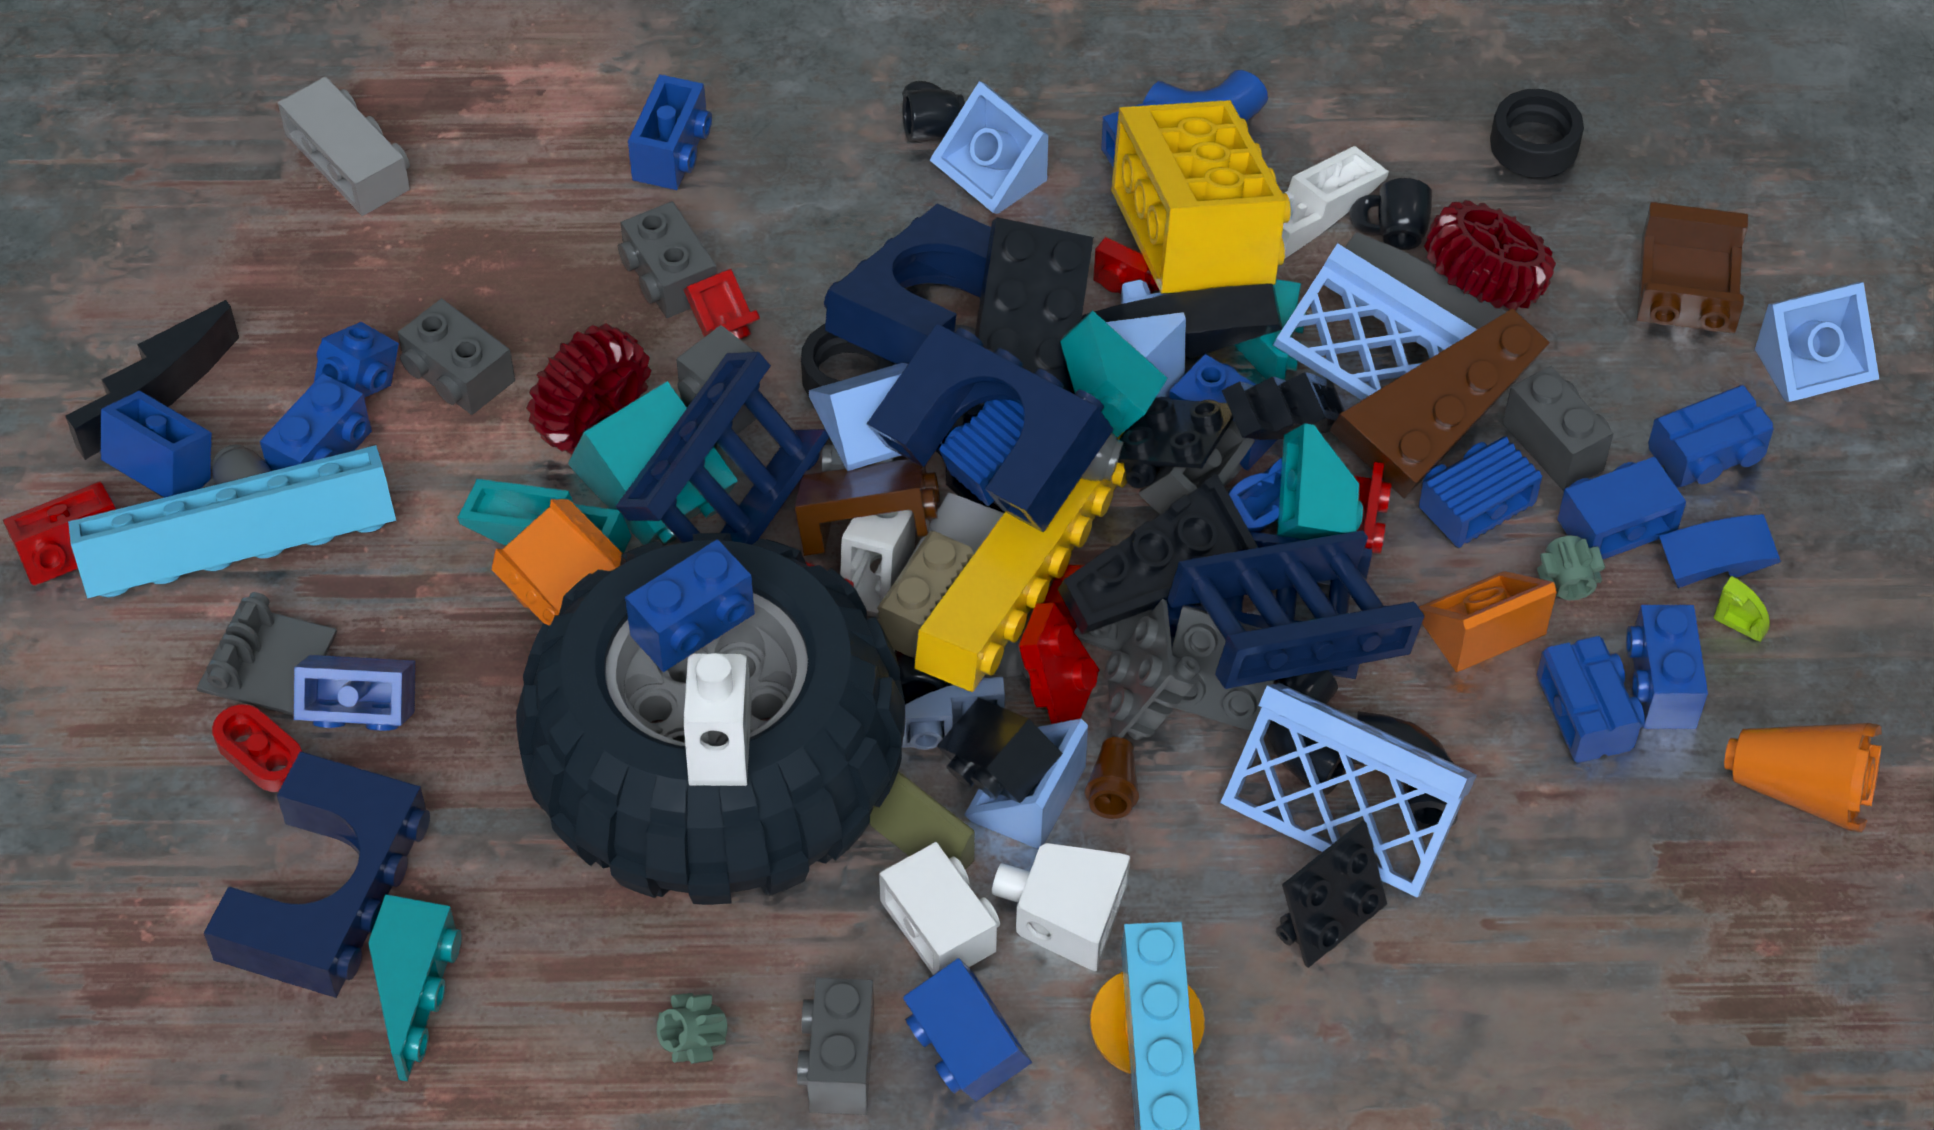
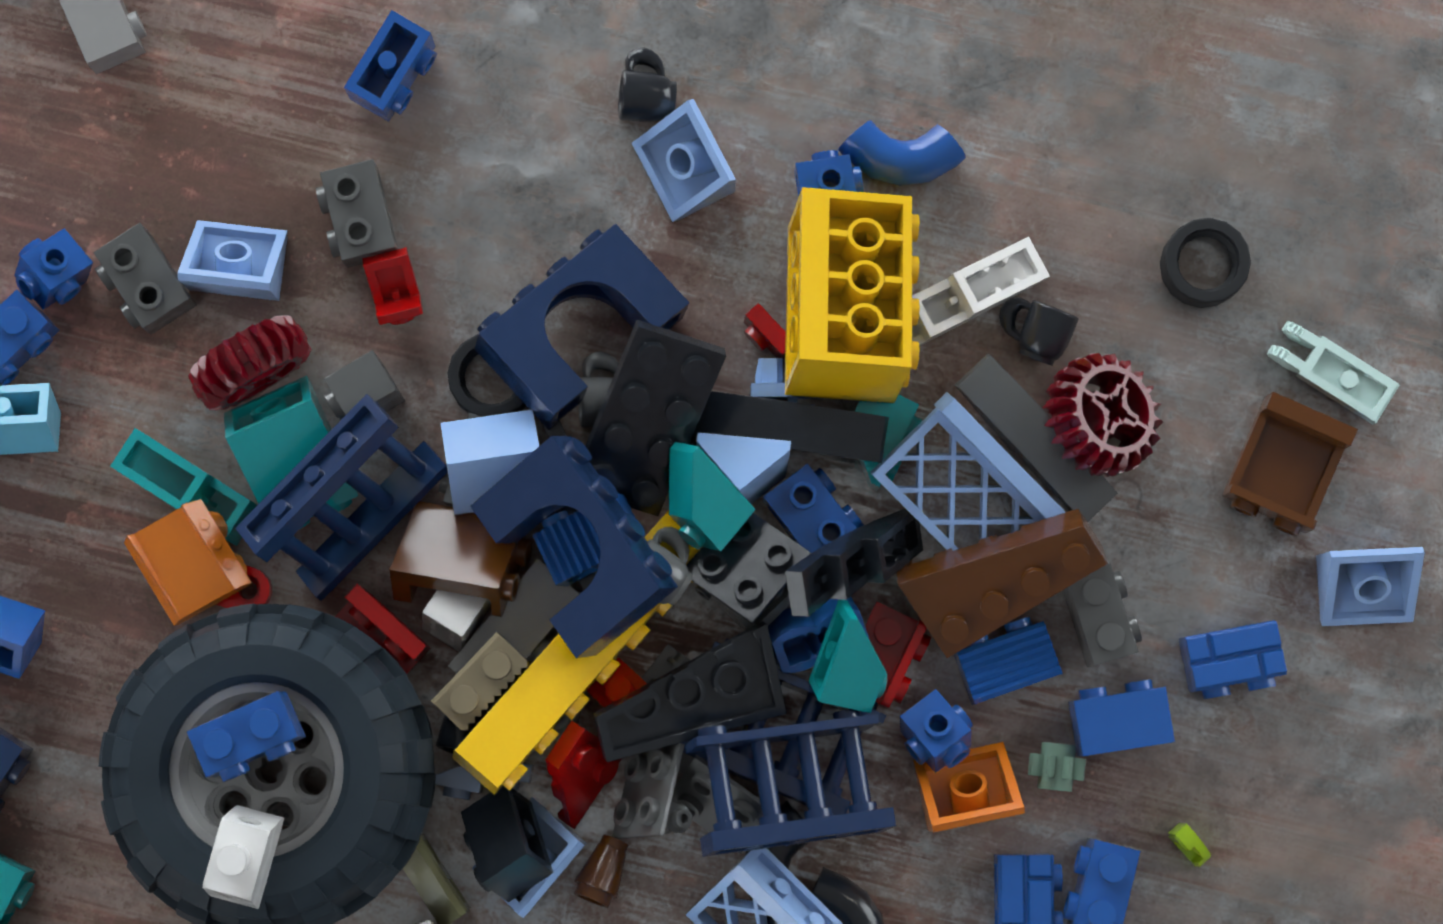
camera: 10 degrees right, 30 degrees up
(538, 329) = (234, 260): none -> light blue slope
(1429, 560) = (936, 732): none -> blue brick
(1699, 187) = (1336, 373): none -> light aqua hinge
(1720, 546) = (1194, 777): blue slope -> none

